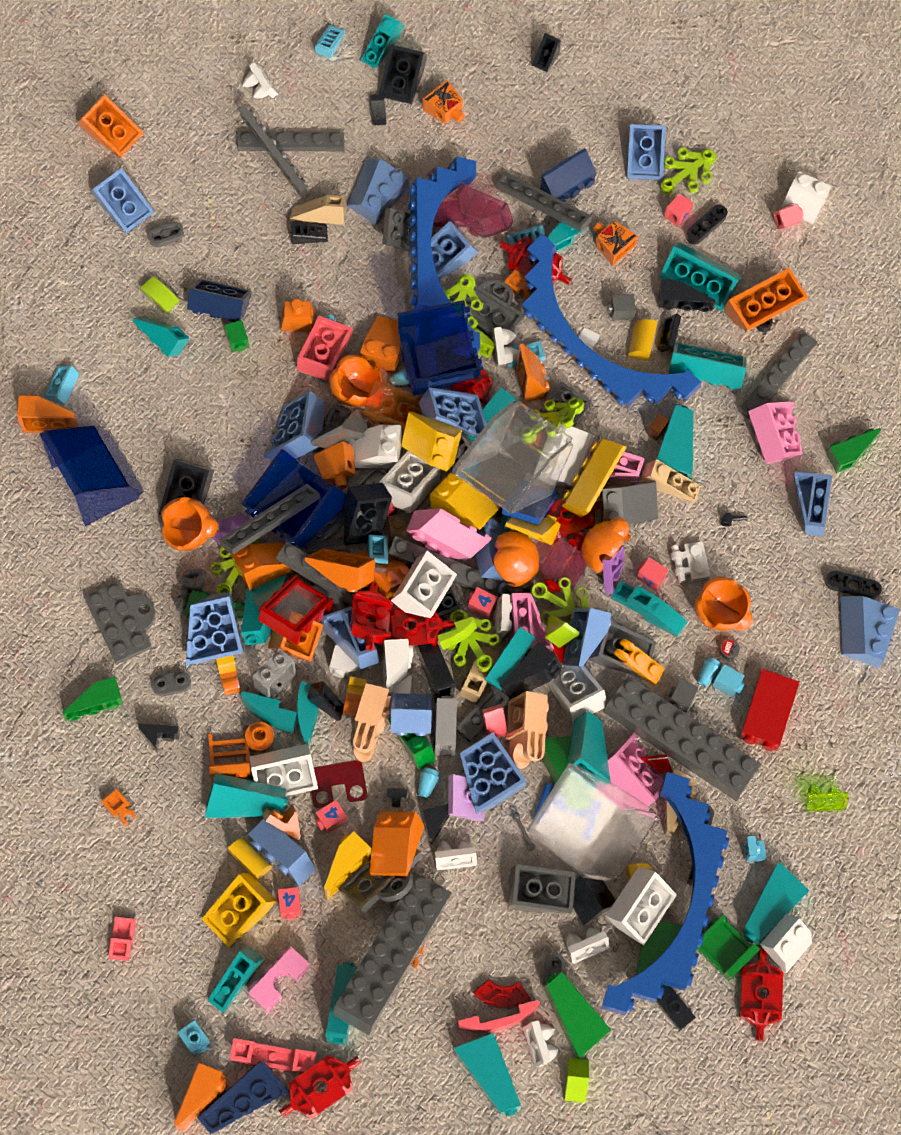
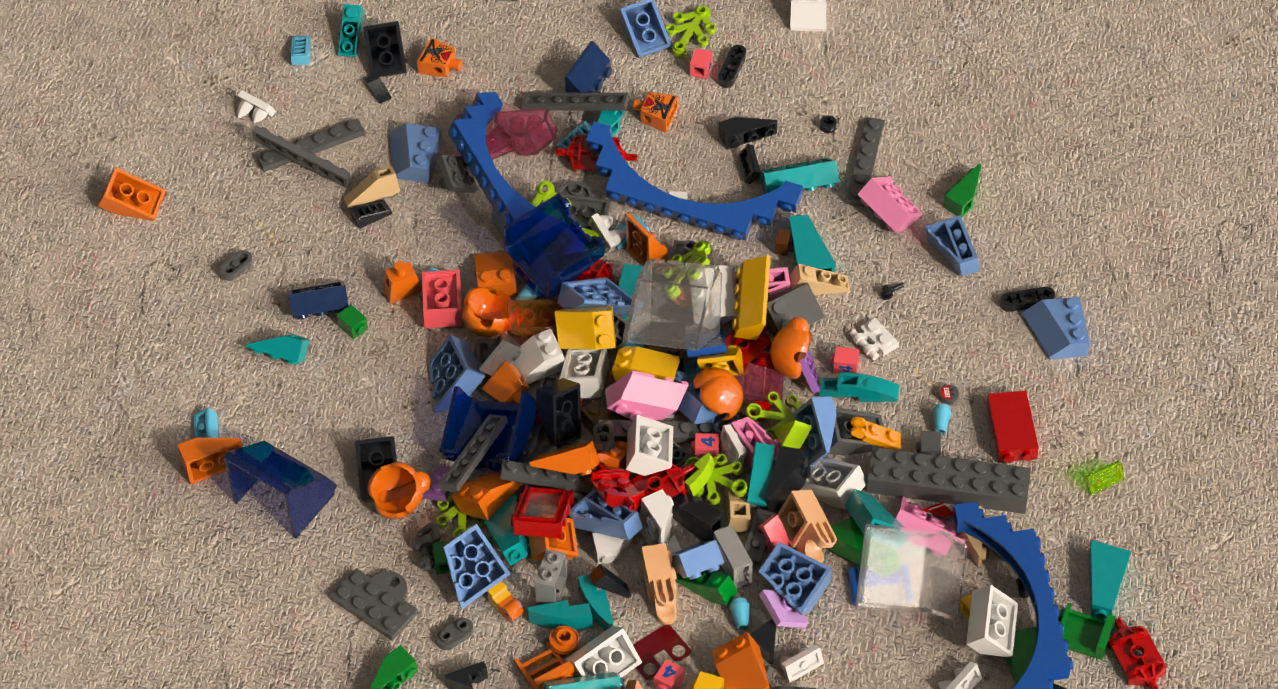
camera: 20 degrees left, 15 degrees down
(122, 201) = (178, 253): medium blue slope -> none
(160, 294) = (258, 315): lime slope -> none
(354, 695) = (633, 570): leg -> none
(378, 548) = (582, 436): medium azure slope -> none
(388, 558) = (603, 437): none -> black plate
(396, 793) = (718, 634): black tile -> none
(451, 249) = (515, 169): medium blue slope -> none
(517, 282) = (591, 178): orange plate -> none
(531, 846) = (863, 626): dark grey hinge -> none
(541, 889) = (893, 654): dark grey slope -> none
(591, 898) = (939, 644): black slope -> none
(622, 307) = (695, 158): dark grey brick -> none
(642, 339) = (728, 178): yellow brick -> none
(701, 274) = (751, 104): teal slope -> none
(724, 605) = (925, 356): orange piece -> none
(729, 681) = (964, 418): medium azure brick -> none
(754, 850) = (1063, 542): medium azure bracket -> none
(765, 300) = (820, 103): orange slope -> none
(787, 942) = (1136, 599): white slope -> none
(788, 216) = (801, 30): coral brick -> none

